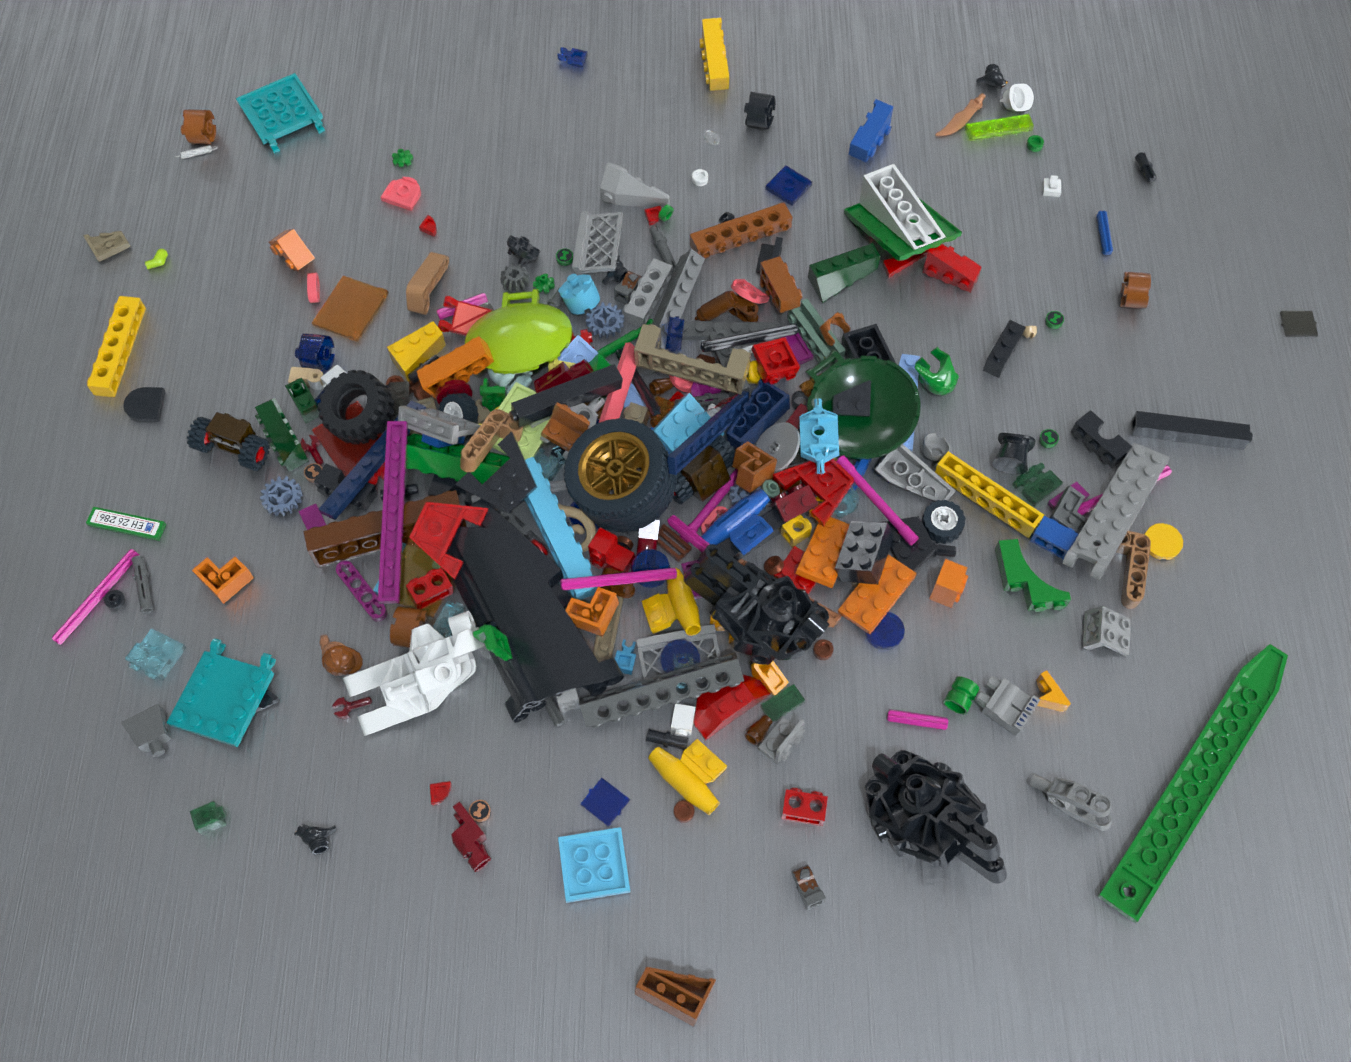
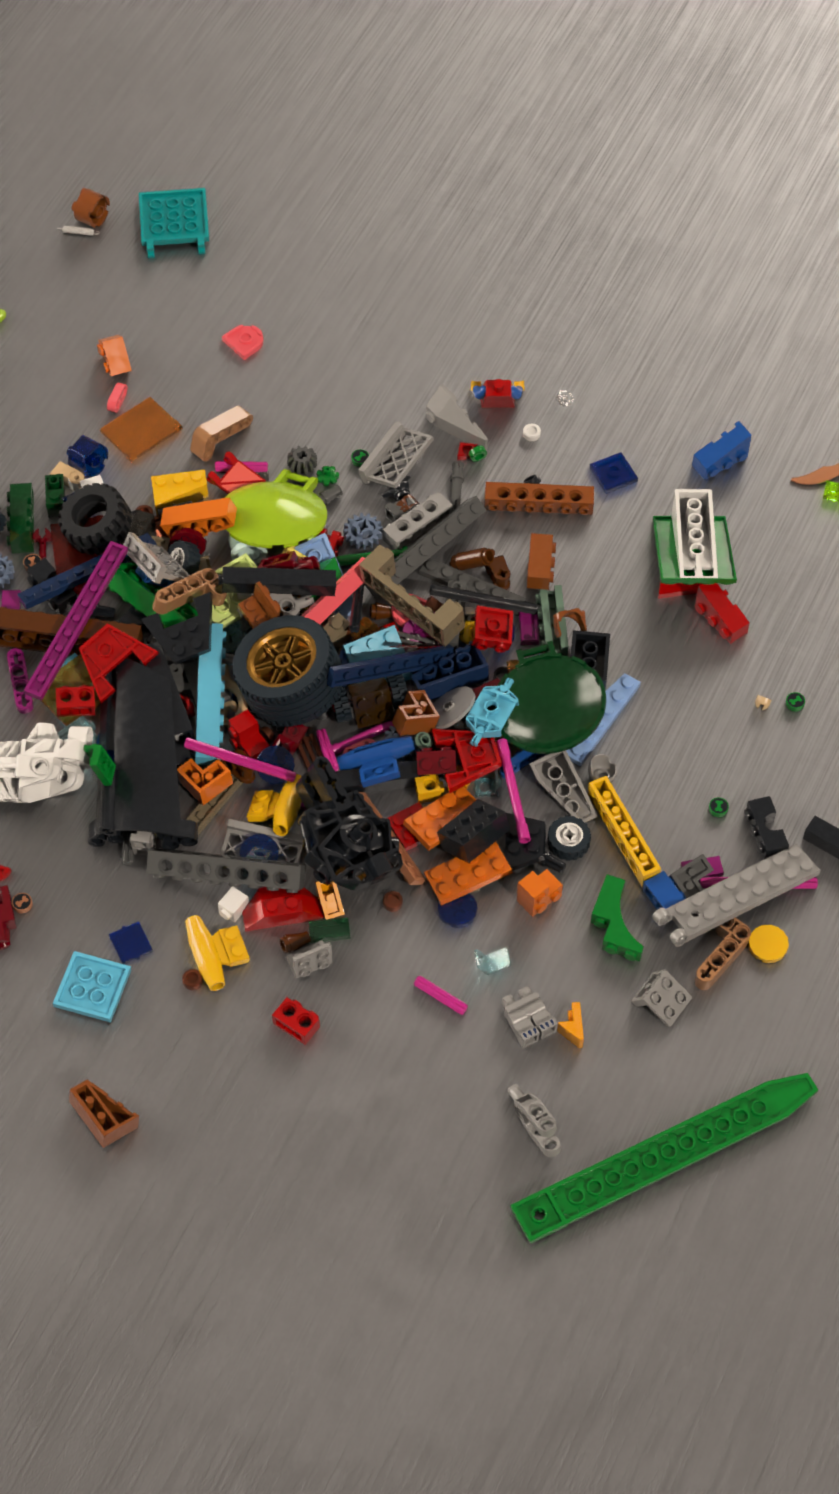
camera: 25 degrees right, 5 degrees down
(403, 157) = (261, 306): green plant -> none
(405, 621) = (40, 714): dark orange brick -> none
(428, 226) = (251, 380): red tile -> none
(492, 396) = (218, 555): green bracket -> none
(523, 248) = (324, 435): black plate -> none
(574, 57) = (478, 269): clear blue plate -> none
(579, 293) = (351, 496): medium azure brick -> none
(626, 658) = (212, 834): dark azure plate -> none
(653, 154) = (497, 392): none -> red torso
(666, 739) = (210, 914): black pin -> none
(675, 333) = (417, 568): clear blue piece -> none
(714, 54) = (613, 317): yellow wedge -> none
(749, 291) = (511, 557): coral tile -> none
(760, 110) = (624, 389): black brick -> none
(769, 252) = (558, 529): black panel -> none
(773, 565) = (390, 810): copper tile -> none
(808, 887) = (261, 1085): leg -> none
(840, 271) = (614, 573): dark green wedge -> none
(853, 401) = (544, 694): black wing -> none
(936, 831) = (384, 1075): black piece -> none
(941, 382) = (642, 711): green piece -> none
(947, 664) = (494, 961): none -> clear light blue bracket
(961, 695) = (489, 991): green wheel -> none
(1003, 348) = (714, 712): black arch -> none
(1013, 453) = (670, 804): black hat -> none
(1039, 489) = (680, 847): clear green plate -> none

